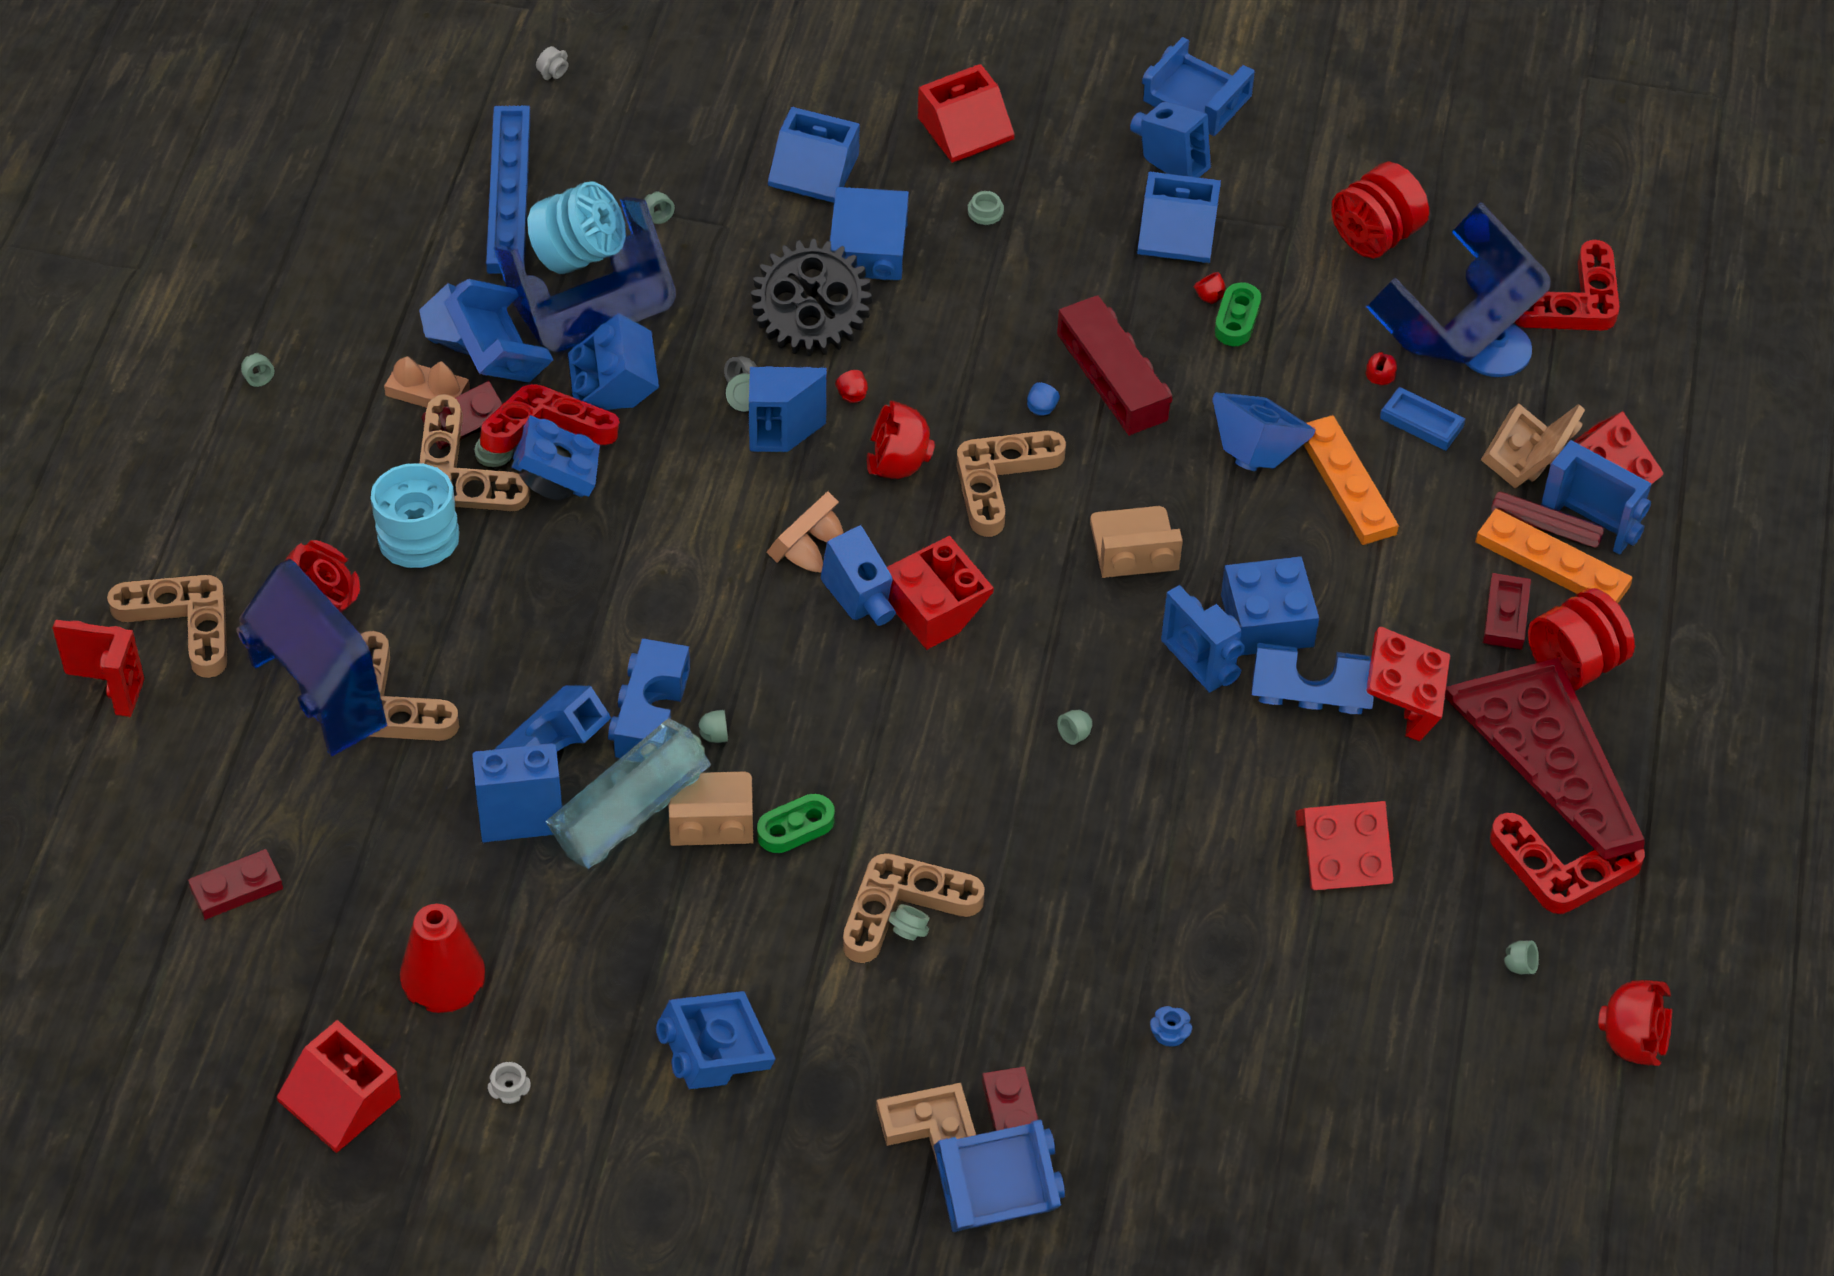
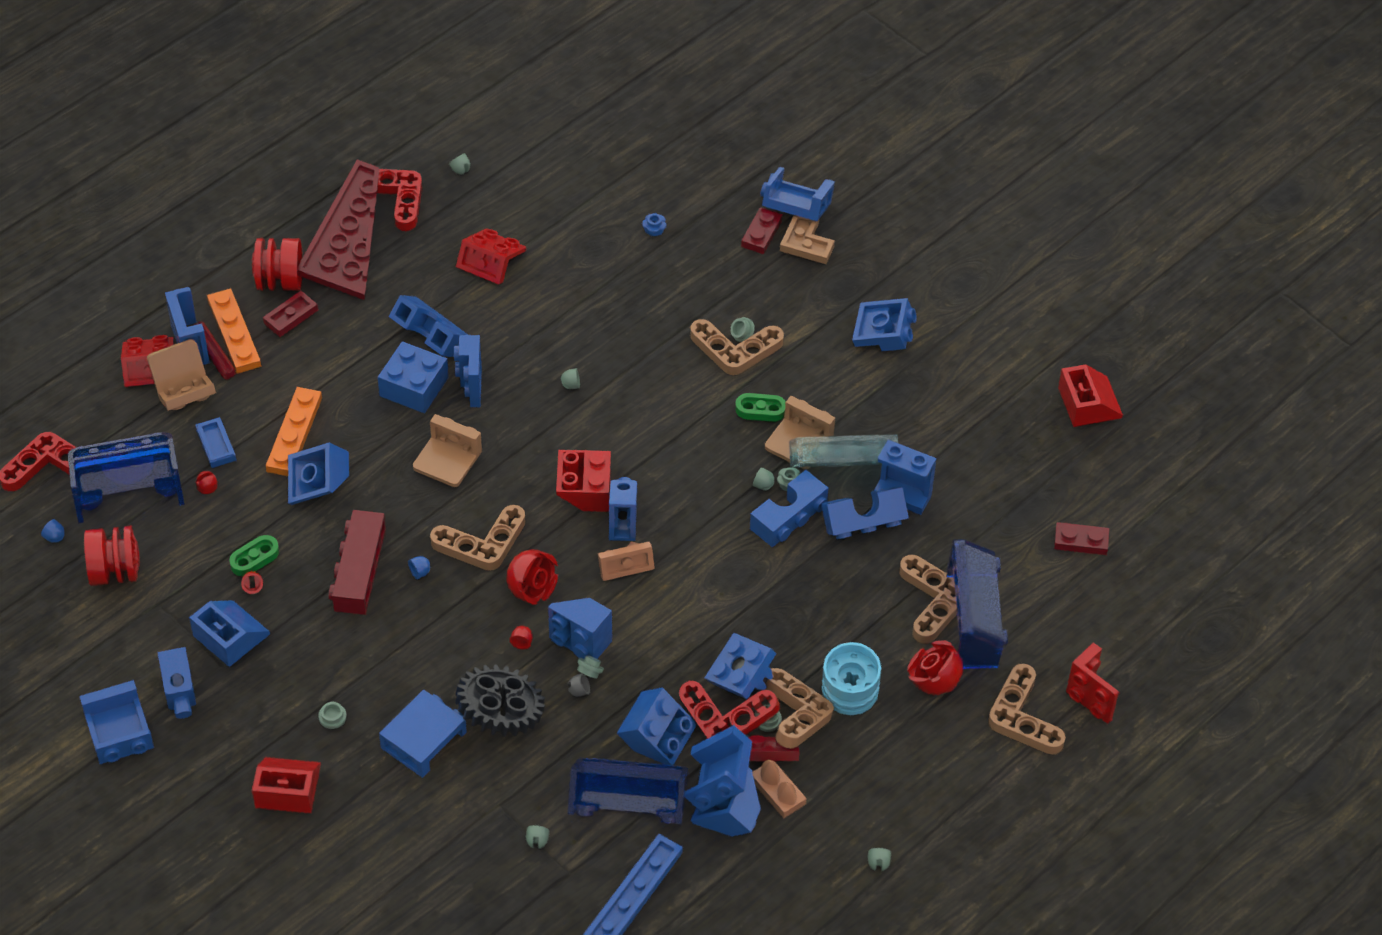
camera: 145 degrees left, 0 degrees up
(441, 962) = (999, 427): red cone -> none
(508, 1073) = (1000, 363): light grey plate -> none
(576, 227) = (617, 819): medium azure wheel -> none
(814, 154) = (408, 806): blue slope -> none
(1409, 677) = (385, 289): red bracket -> none
(1637, 1021) = (441, 104): red cylinder -> none

